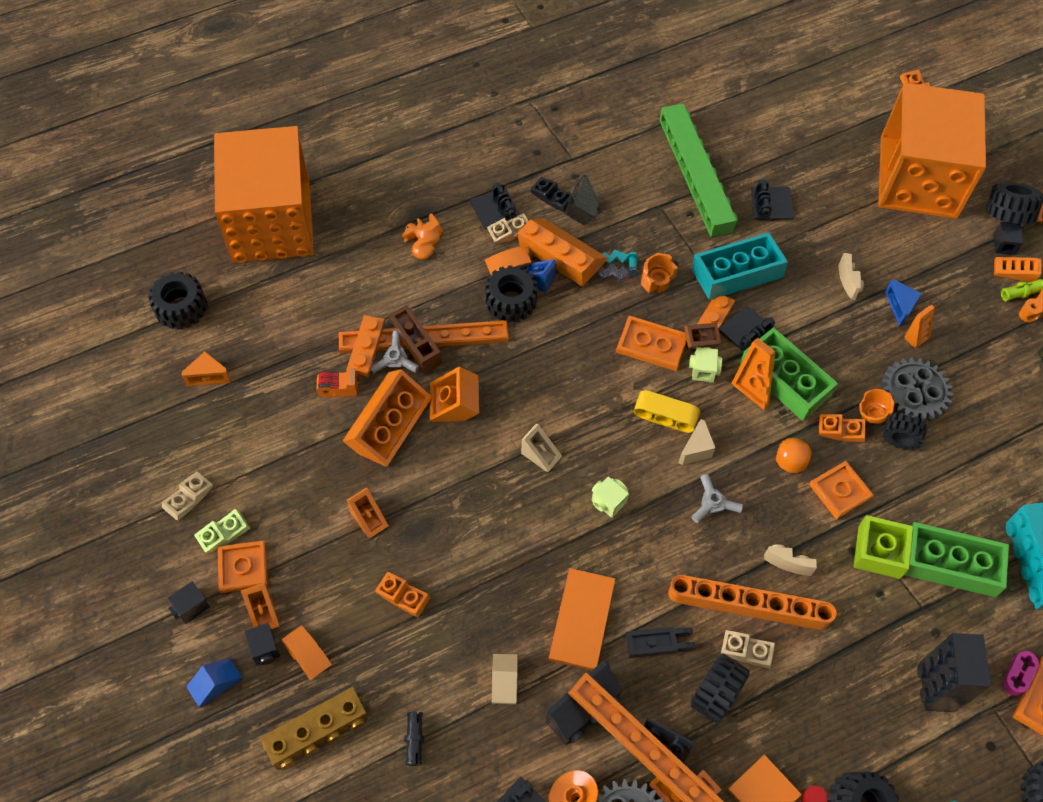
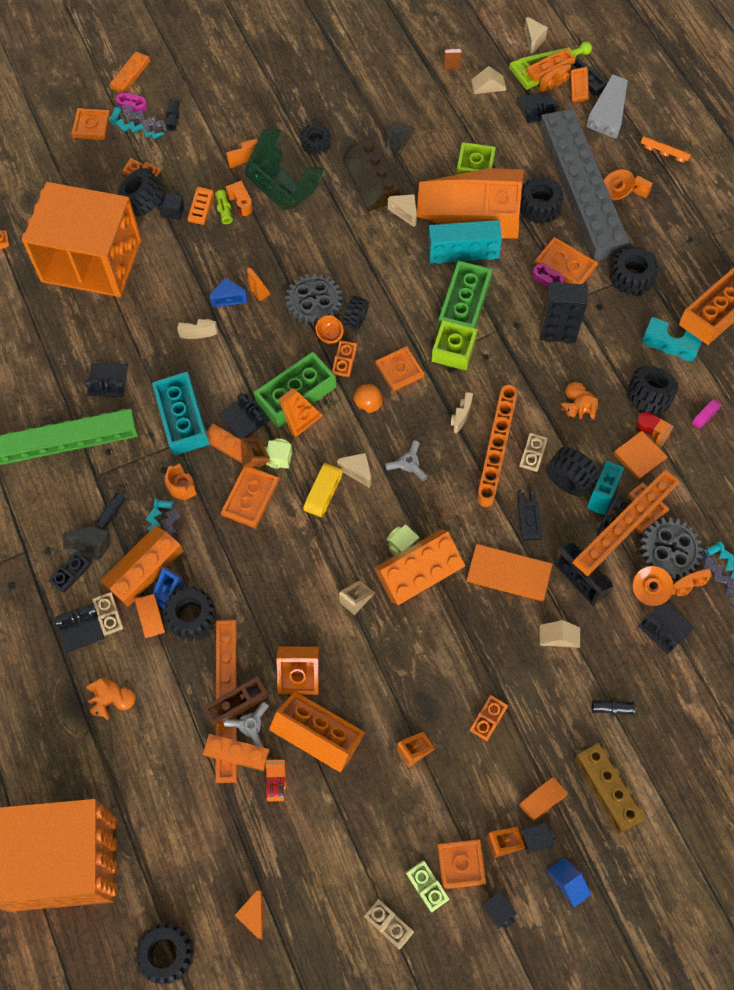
camera: 85 degrees left, 5 degrees up
(576, 510) = (419, 567): none -> orange brick
(620, 219) = (110, 511): none -> black pin
(711, 739) = (605, 487): none -> teal slope
(831, 715) = (583, 401): none -> orange animal

